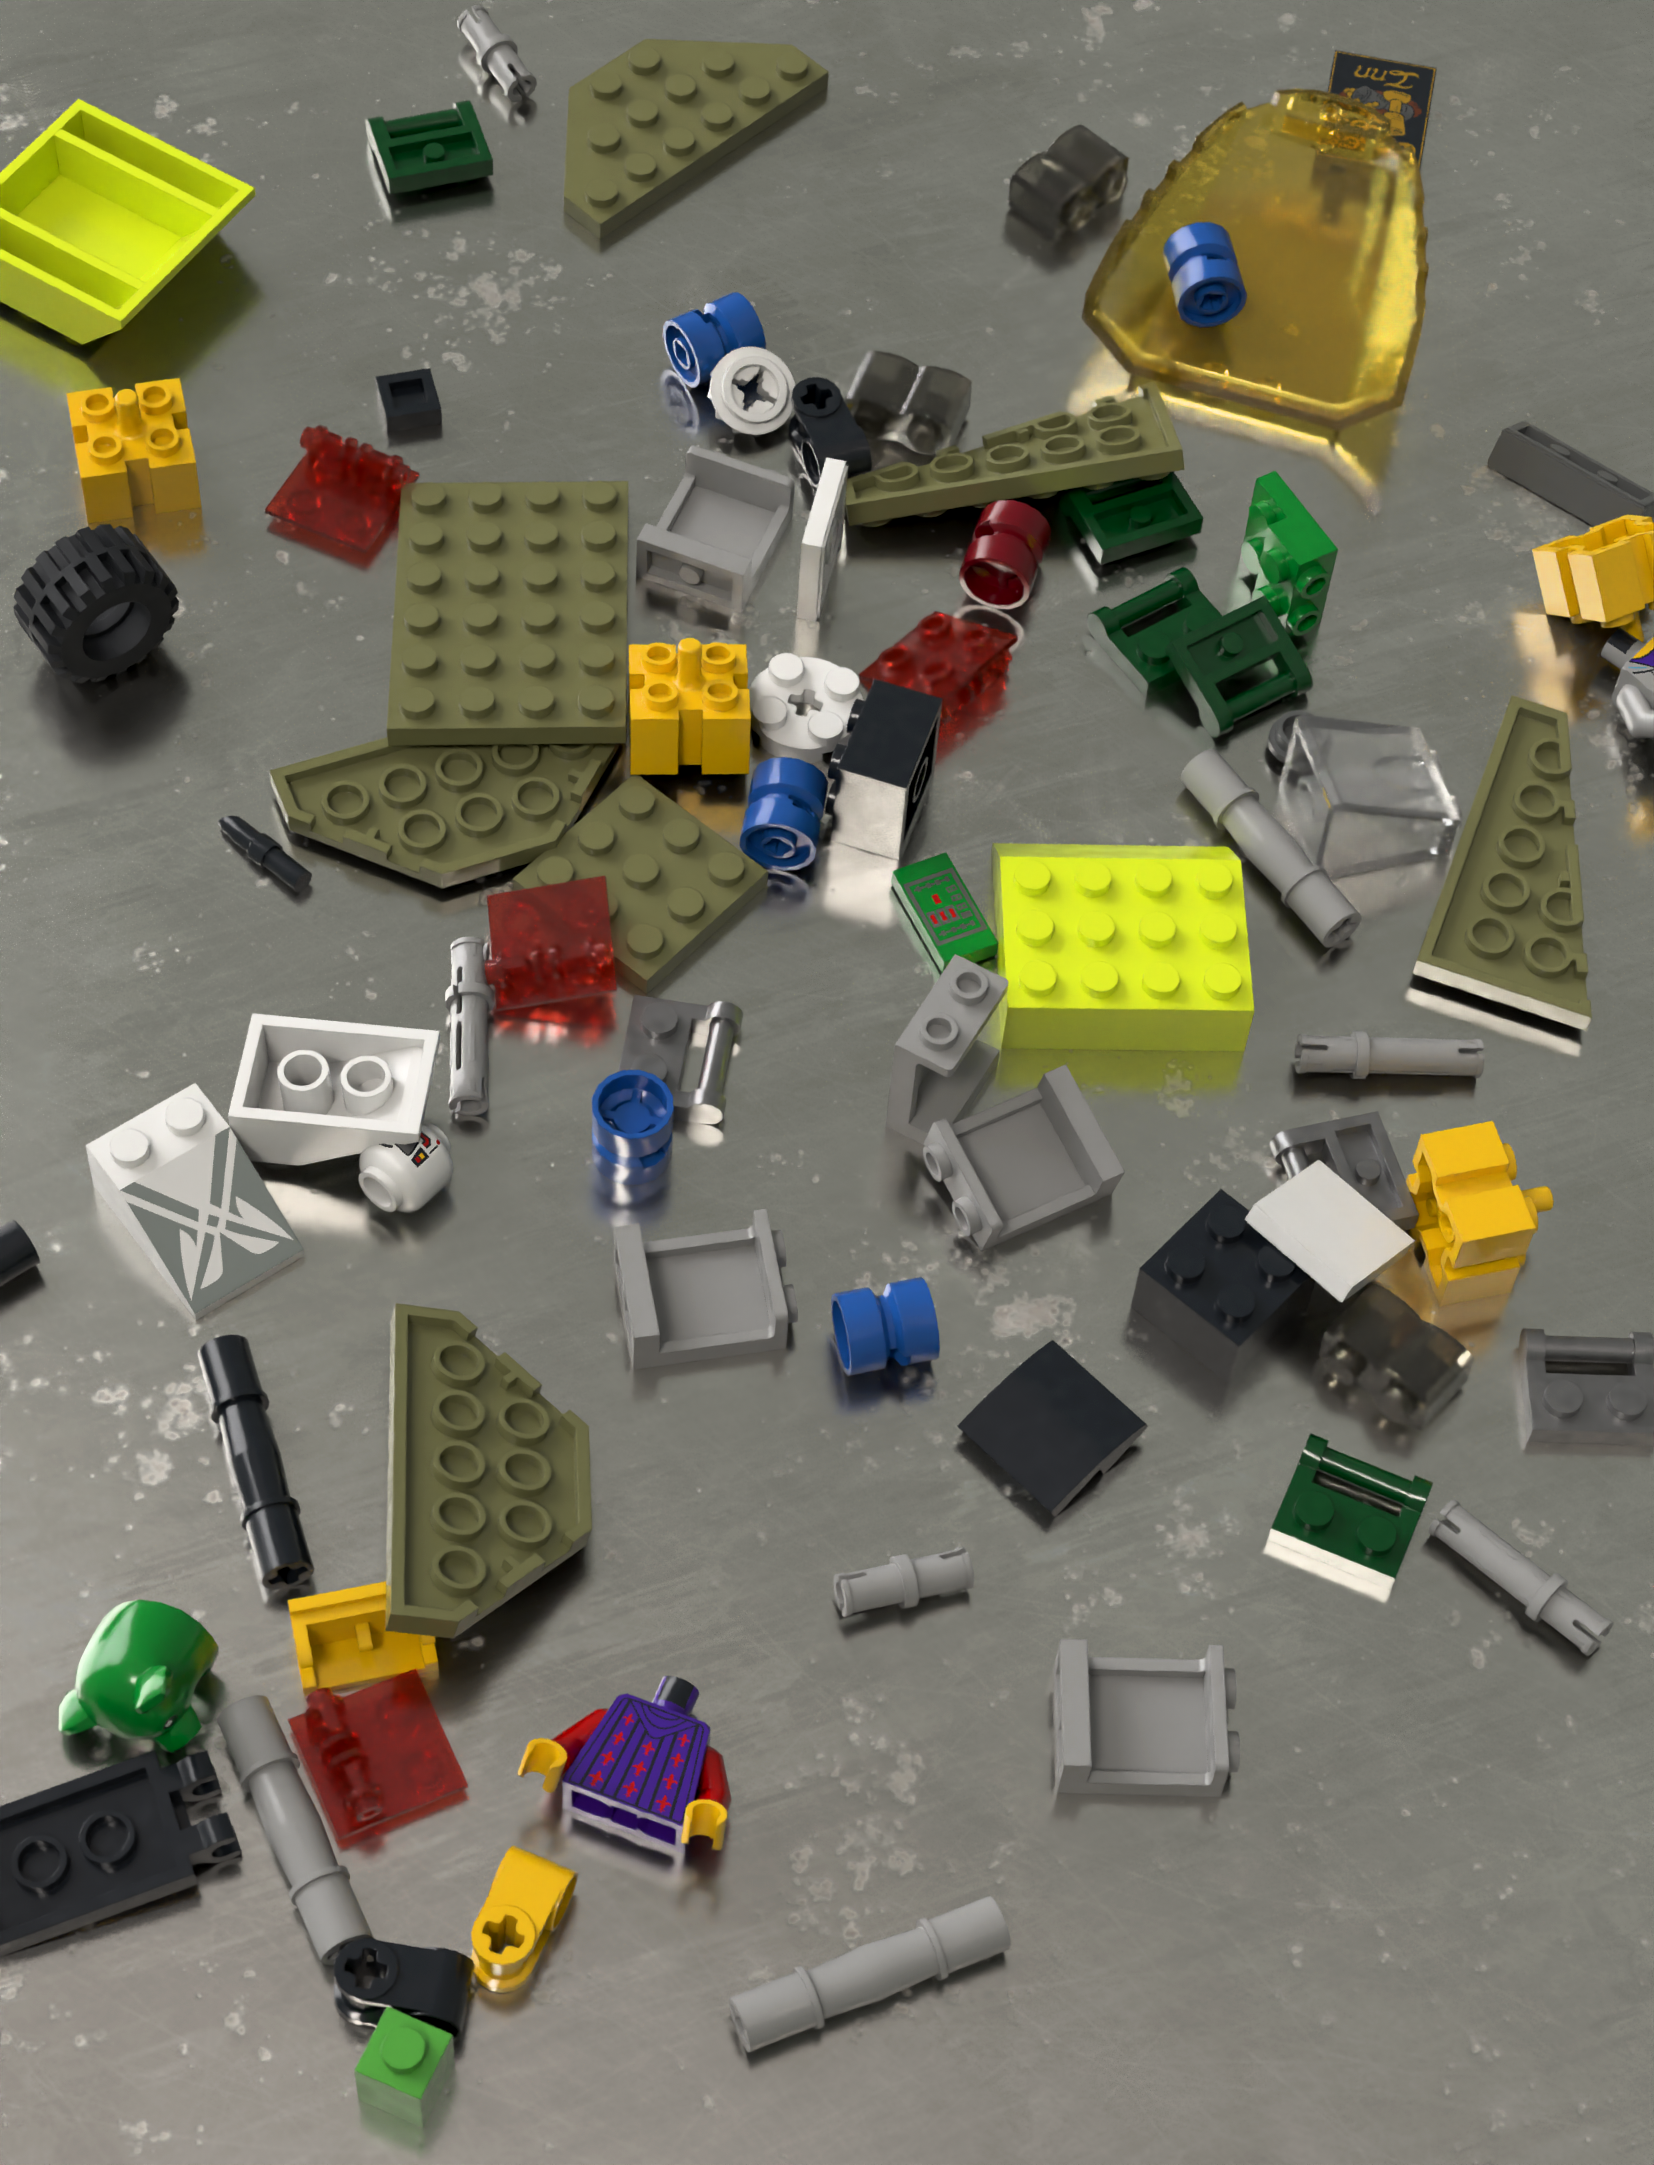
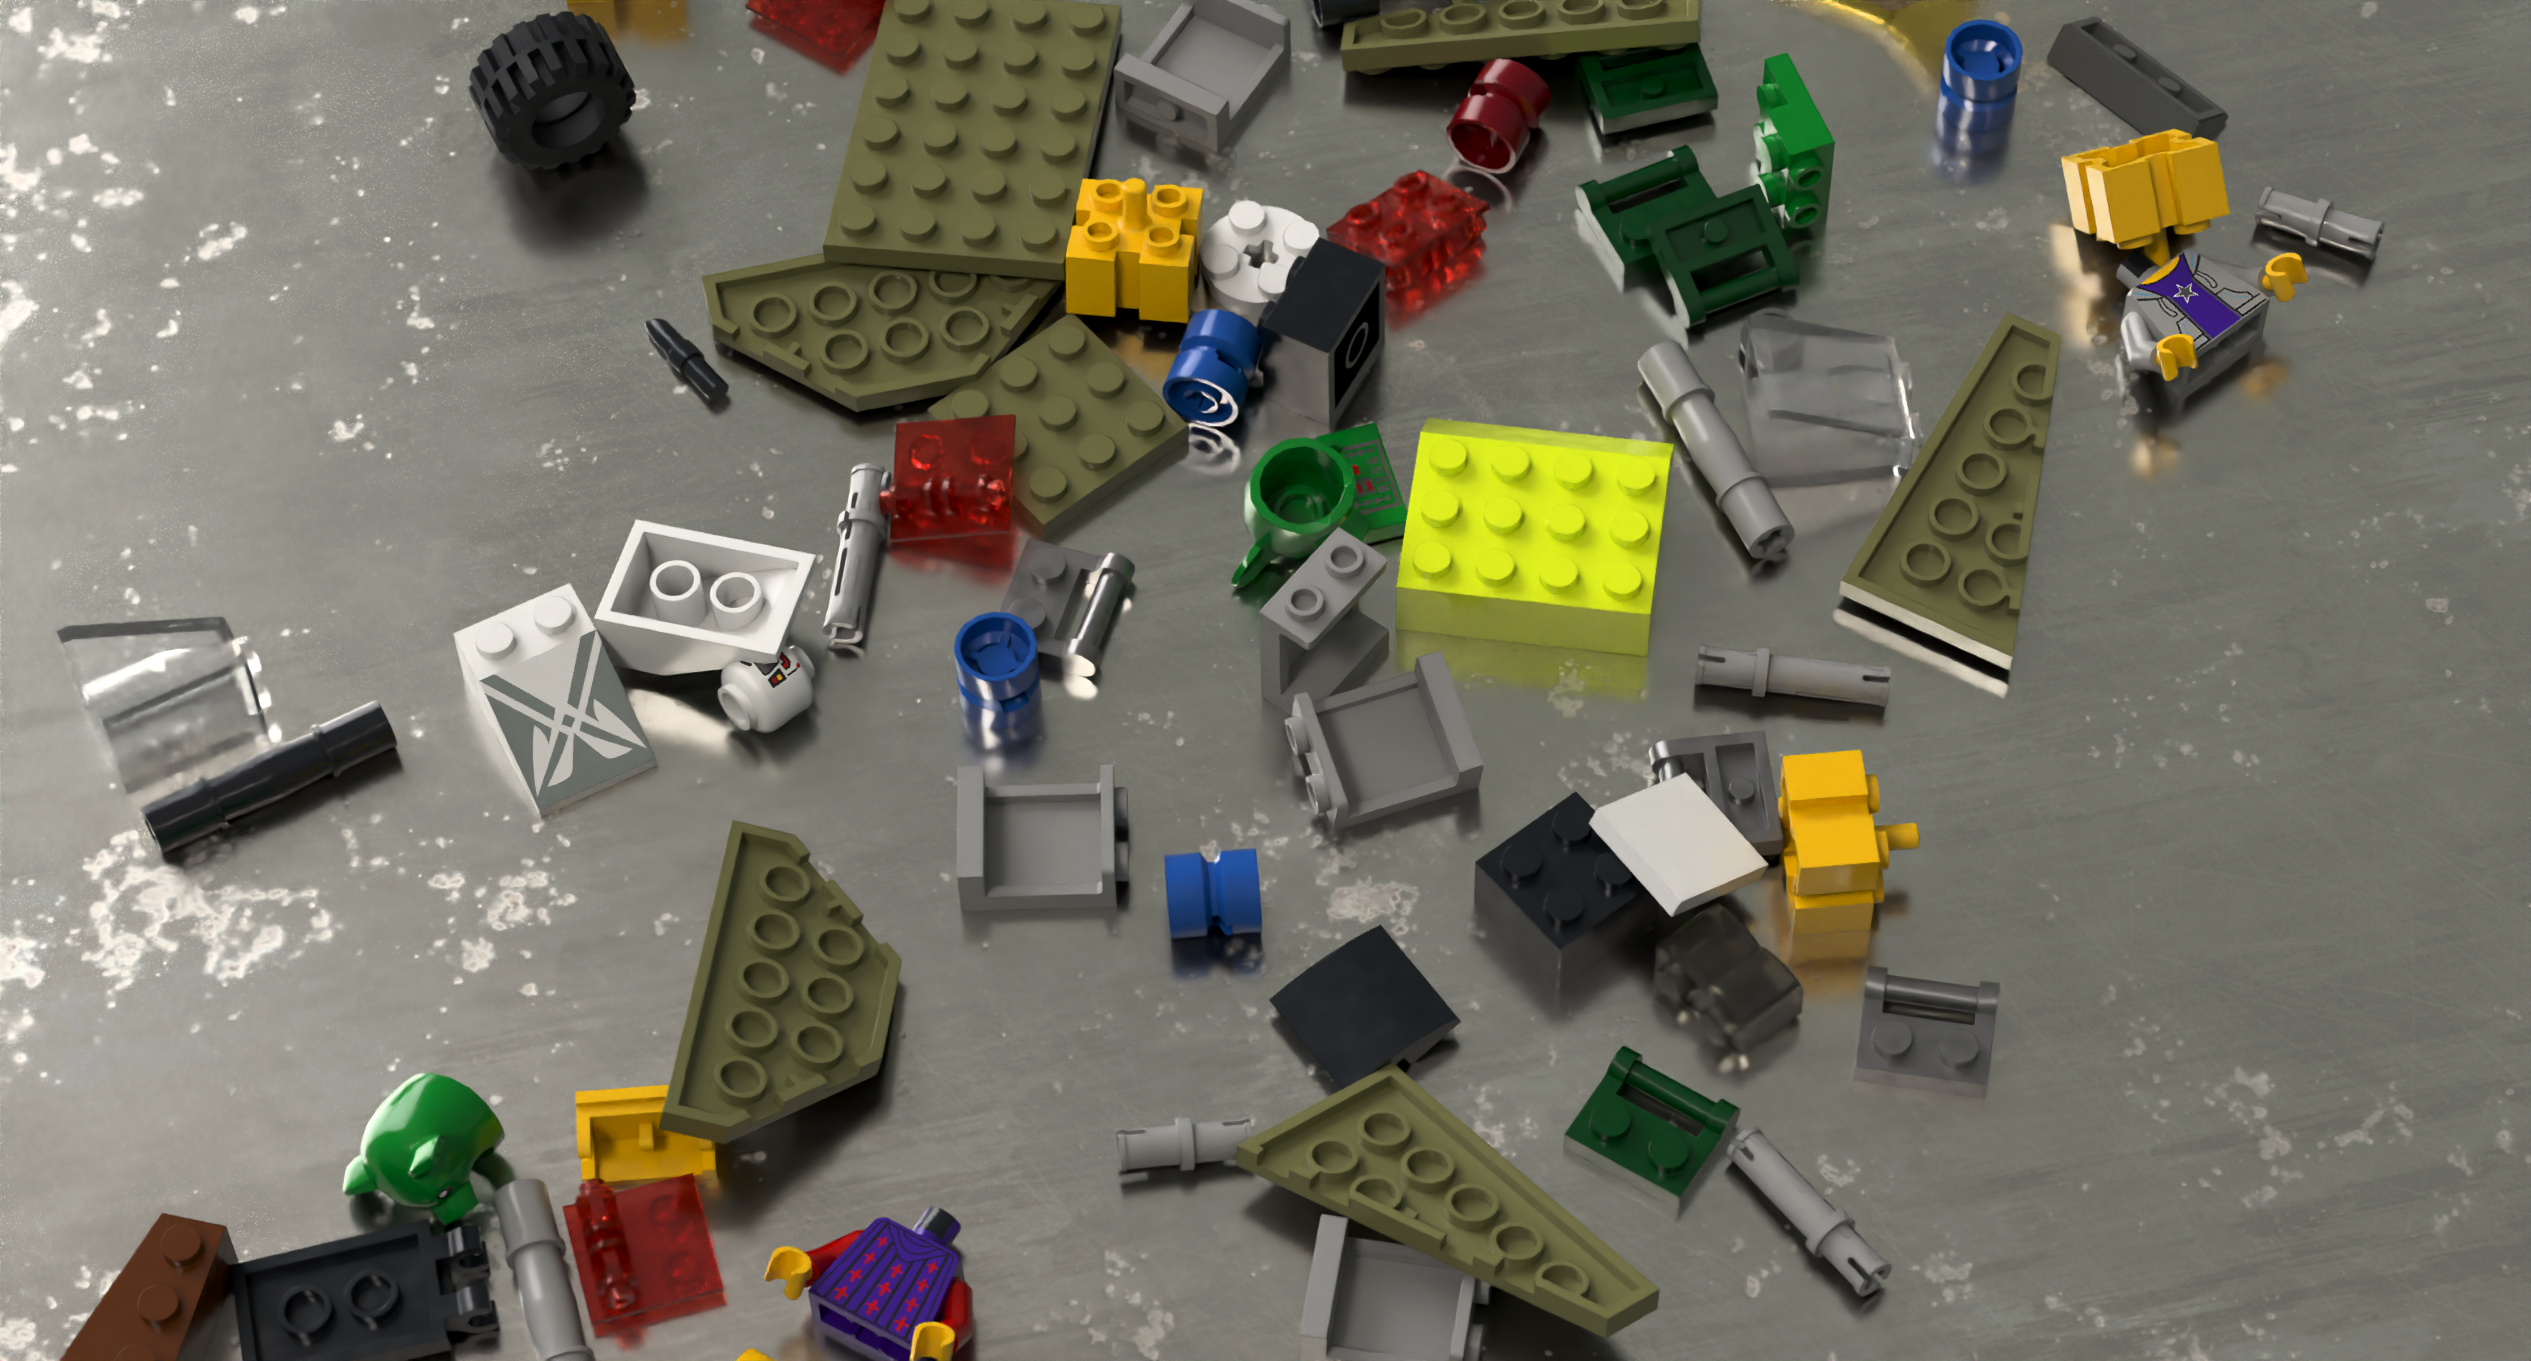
camera: 15 degrees right, 0 degrees up
(255, 1462) = (572, 959): black piece -> none
(822, 539) = (1305, 84): white tile -> none
(897, 937) = (1296, 502): none -> green piece
(1152, 1591) = (1429, 1181): none -> olive wing
(1439, 481) = (1980, 76): none -> blue wheel

